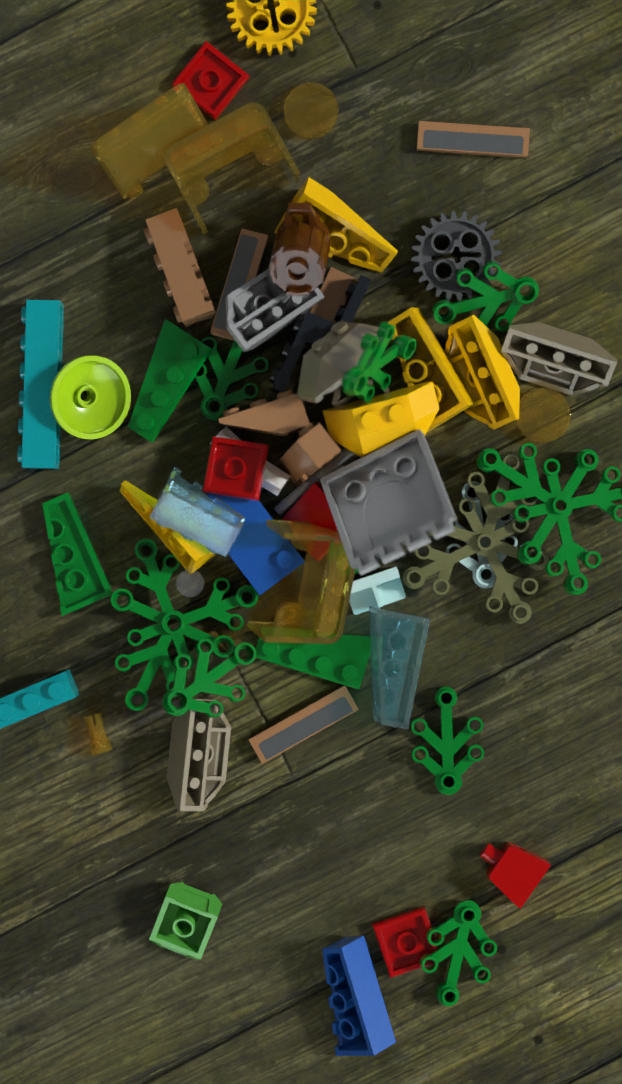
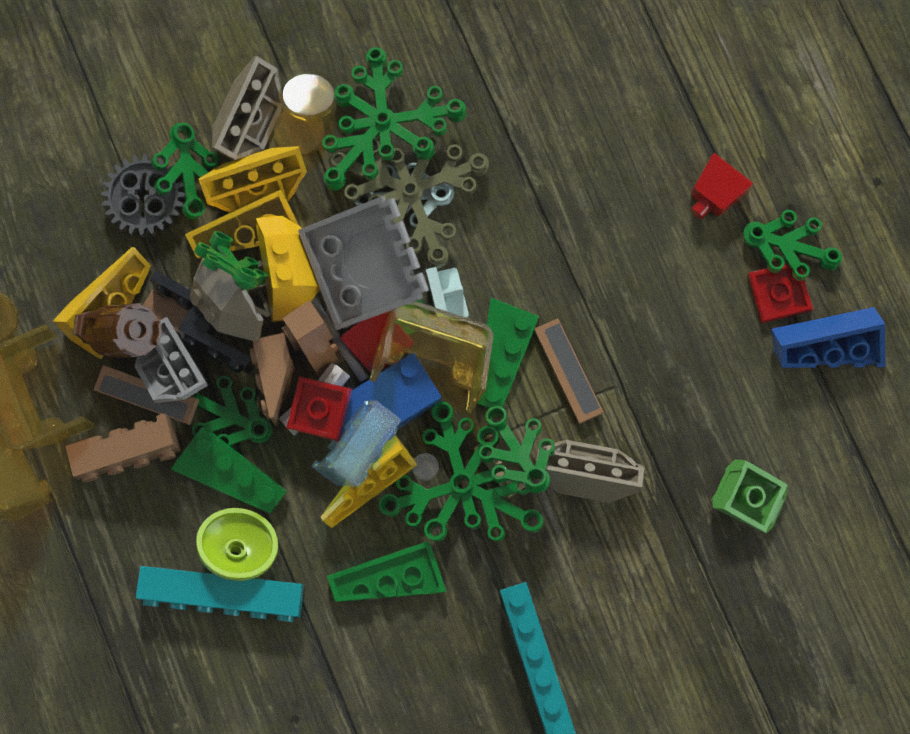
camera: 80 degrees left, 10 degrees down
(98, 741) = (570, 566): clear yellow pin -> none
(396, 661) = (516, 278): clear light blue wedge -> none
(448, 745) = (596, 239): green plant -> none
(473, 139) = (38, 173): tile -> none
(581, 422) = (308, 96): none -> clear yellow tile

